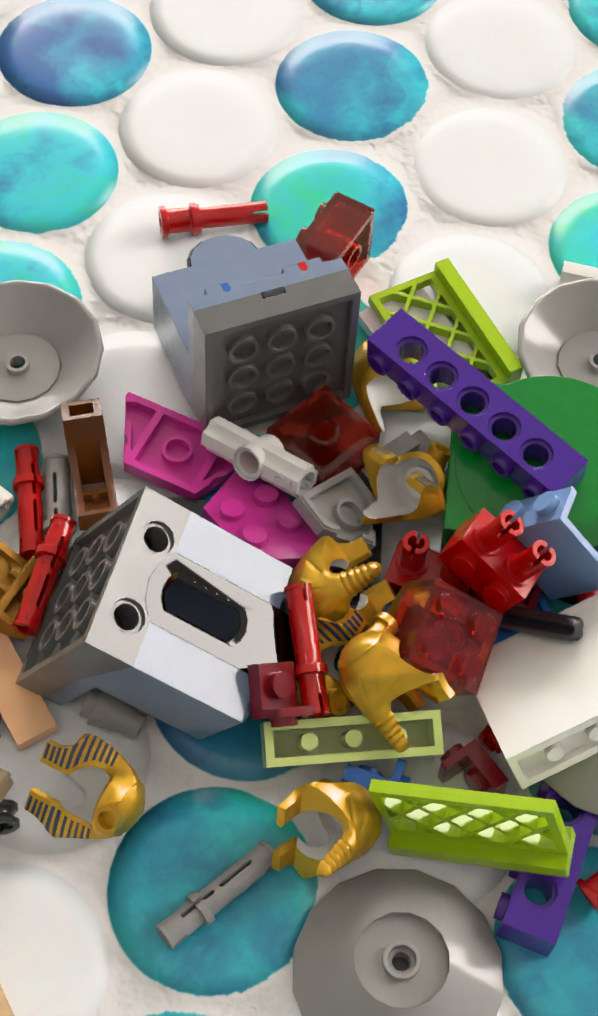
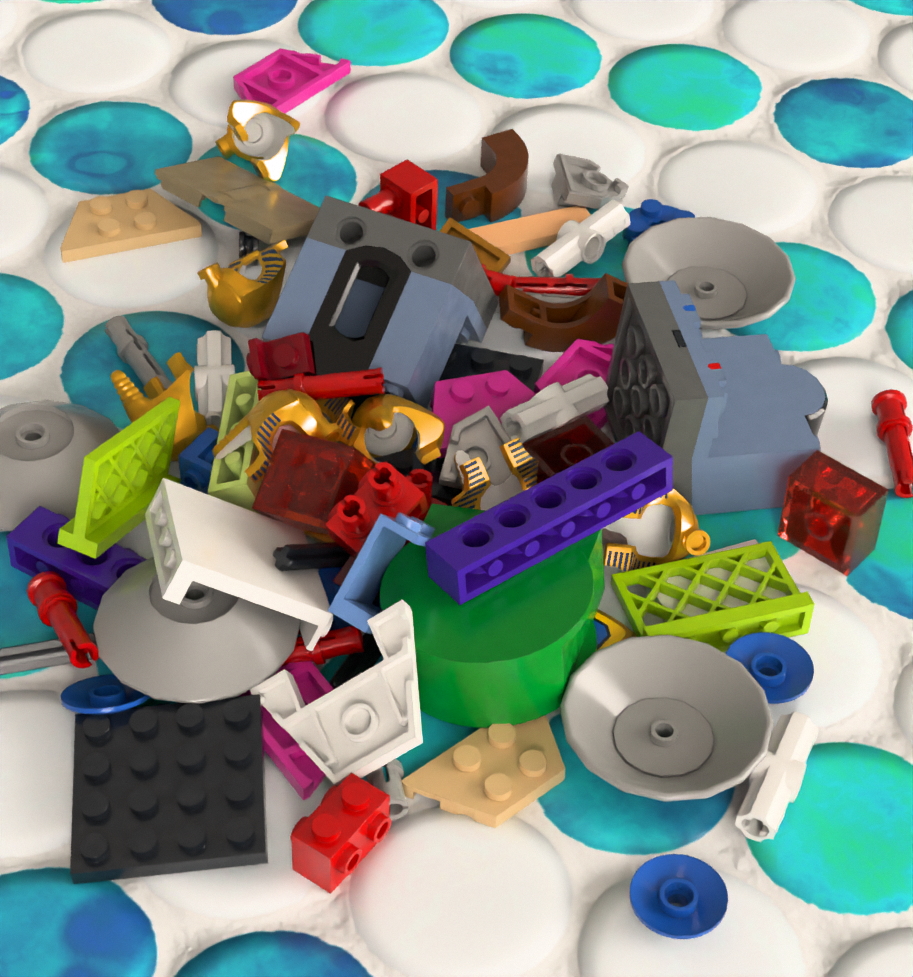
camera: 100 degrees right, 15 degrees down
(237, 804) = (213, 375): none -> white piece
(507, 285) = (776, 664): none -> blue dish

